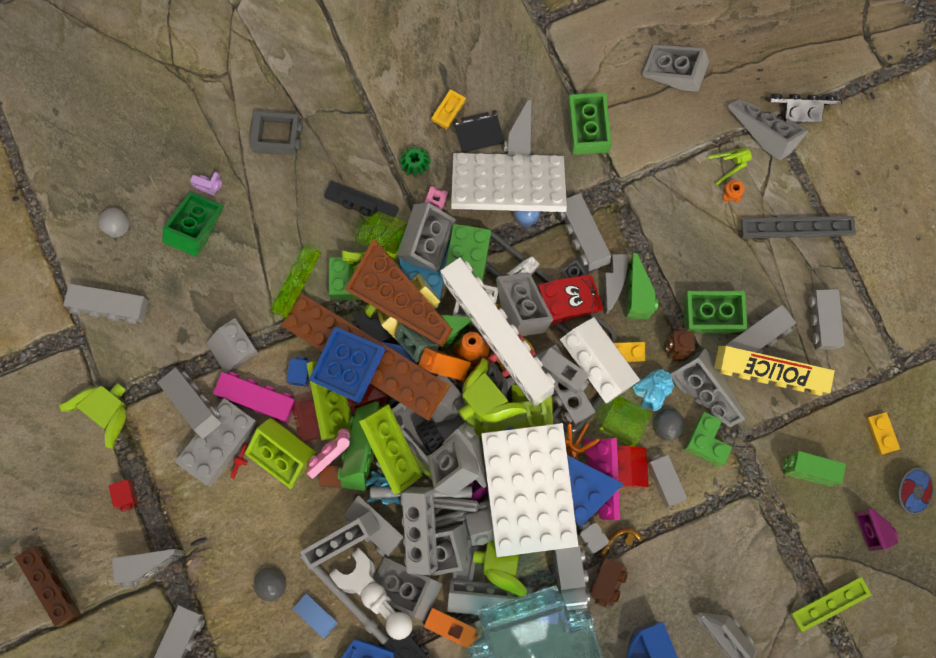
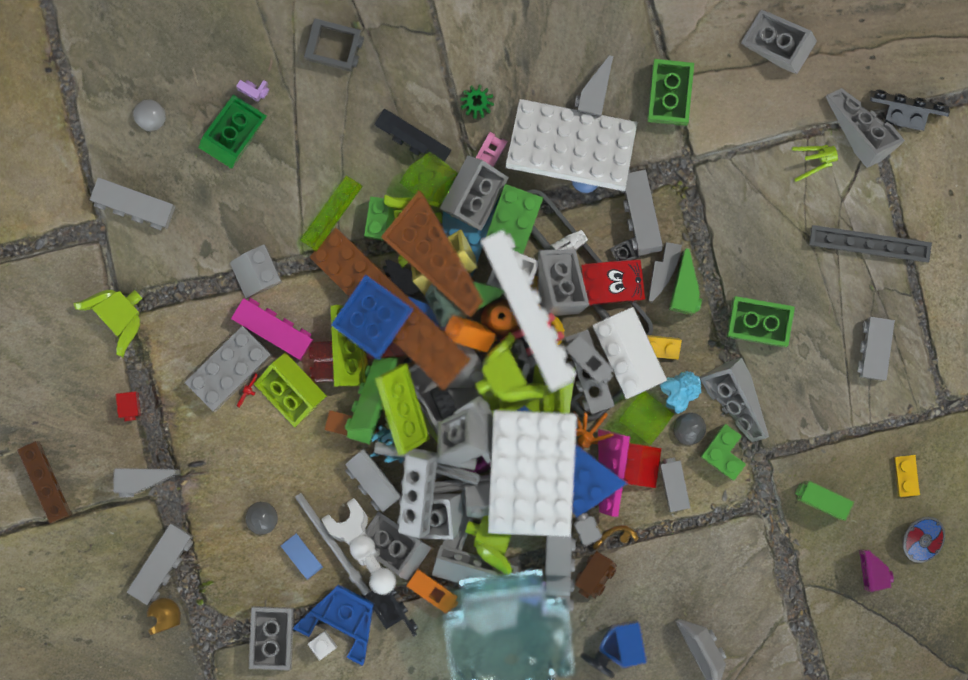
camera: 15 degrees right, 10 degrees up
(189, 403) = (206, 324): light grey brick -> none
(298, 372) = (321, 309): blue brick -> none
(328, 453) = (339, 401): bright pink plate -> none
(340, 540) = (338, 488): light grey brick -> none
(448, 109) = (523, 48): yellow plate -> none
(479, 132) = (551, 78): black piece -> none
(680, 344) = (716, 350): reddish brown brick -> none
(732, 195) = (805, 196): orange brick -> none
(765, 331) = (798, 355): light grey brick -> none
(774, 369) = (806, 393): light yellow brick -> none
(830, 604) = (812, 634): lime plate -> none

